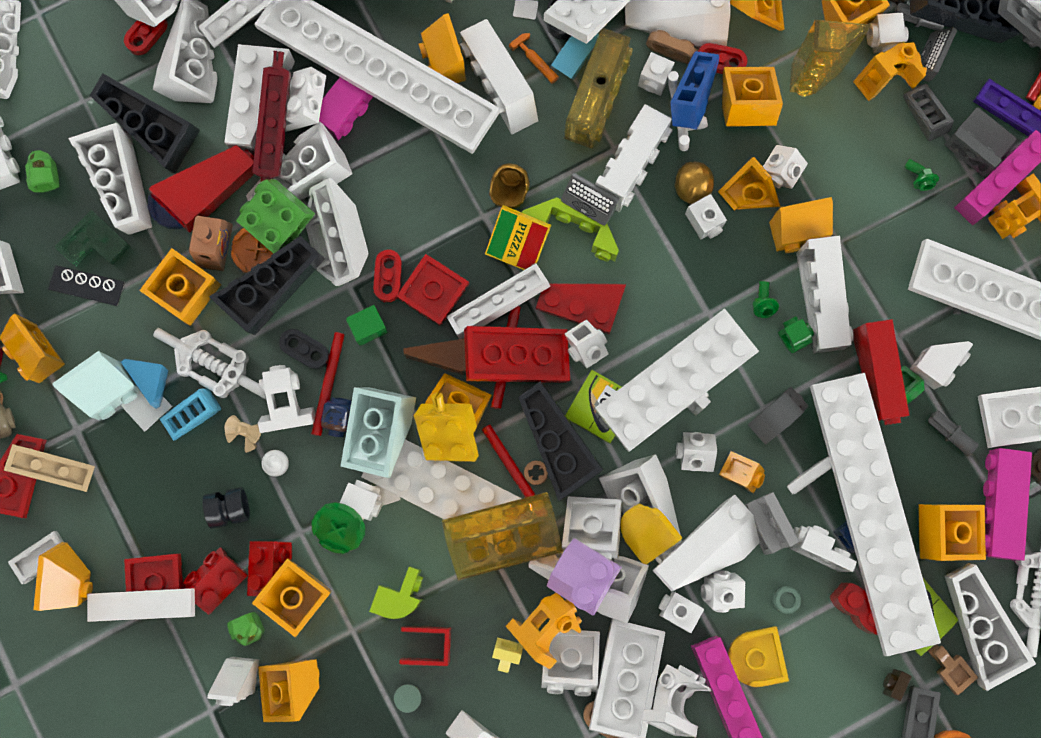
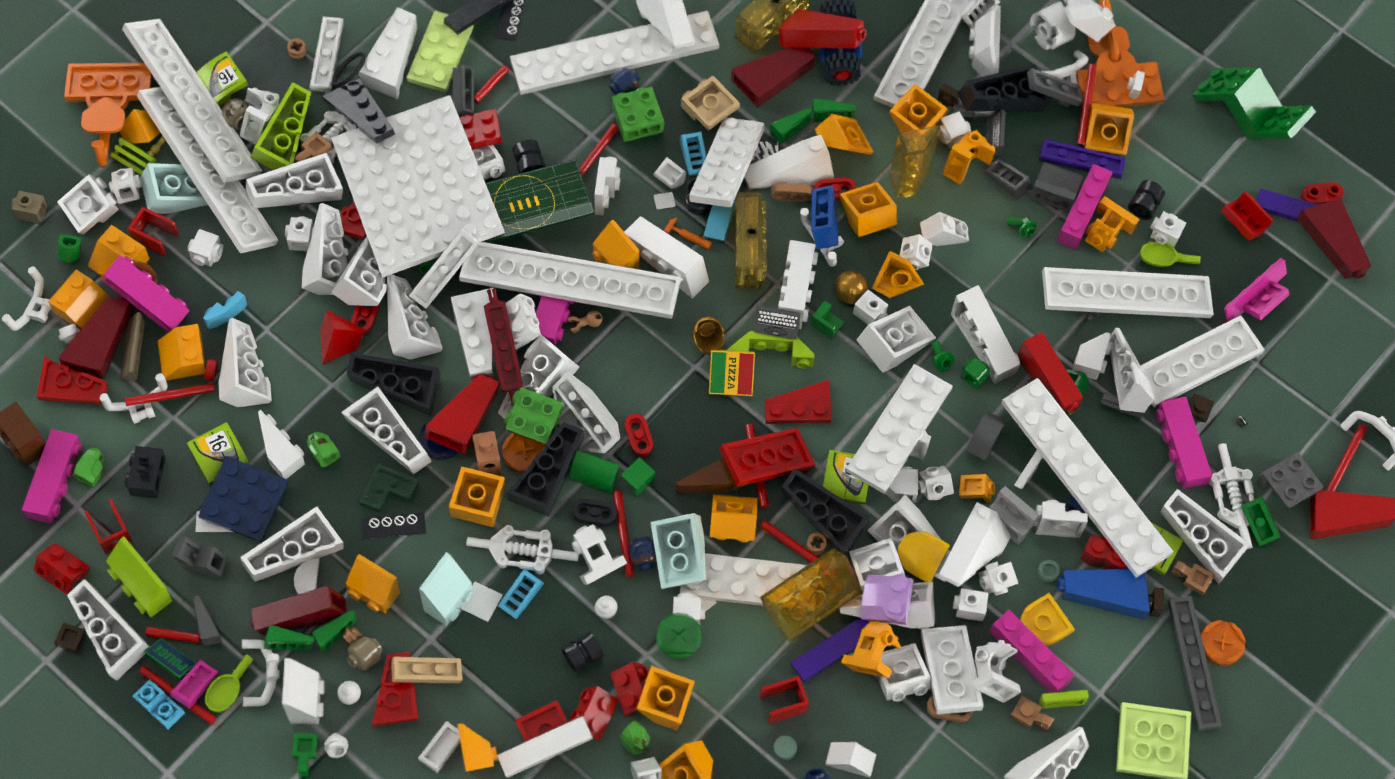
camera: 25 degrees left, 15 degrees down
(107, 49) = (338, 337): none -> red slope
(149, 379) = (480, 576): dark azure slope -> none
(234, 427) = (578, 591): tan piece -> none
(321, 302) = (594, 472): none -> green brick
(387, 121) = (590, 320): none -> medium nougat arm
(398, 604) = (749, 677): lime brick -> none
(433, 290) = (679, 433): red plate -> none
(447, 430) = (737, 528): yellow plate -> none
(499, 300) = (735, 423): white plate -> none
(500, 603) = (828, 651): none -> dark purple tile
(507, 653) = (850, 685): light yellow tile -> none
(586, 344) = (817, 432): white brick -> none
(650, 213) = (825, 321): none -> green panel
(655, 74) = (788, 216): white brick -> none
(662, 441) = (904, 484): none -> white slope
(720, 261) = (895, 338): none -> white slope
(801, 222) = (941, 288): light orange slope -> none
(828, 150) = (944, 230): none -> white slope
(845, 649) = (1107, 589): none -> blue slope
(952, 532) = (1151, 475): light orange slope -> none
(973, 409) = (1130, 380): none -> white wedge

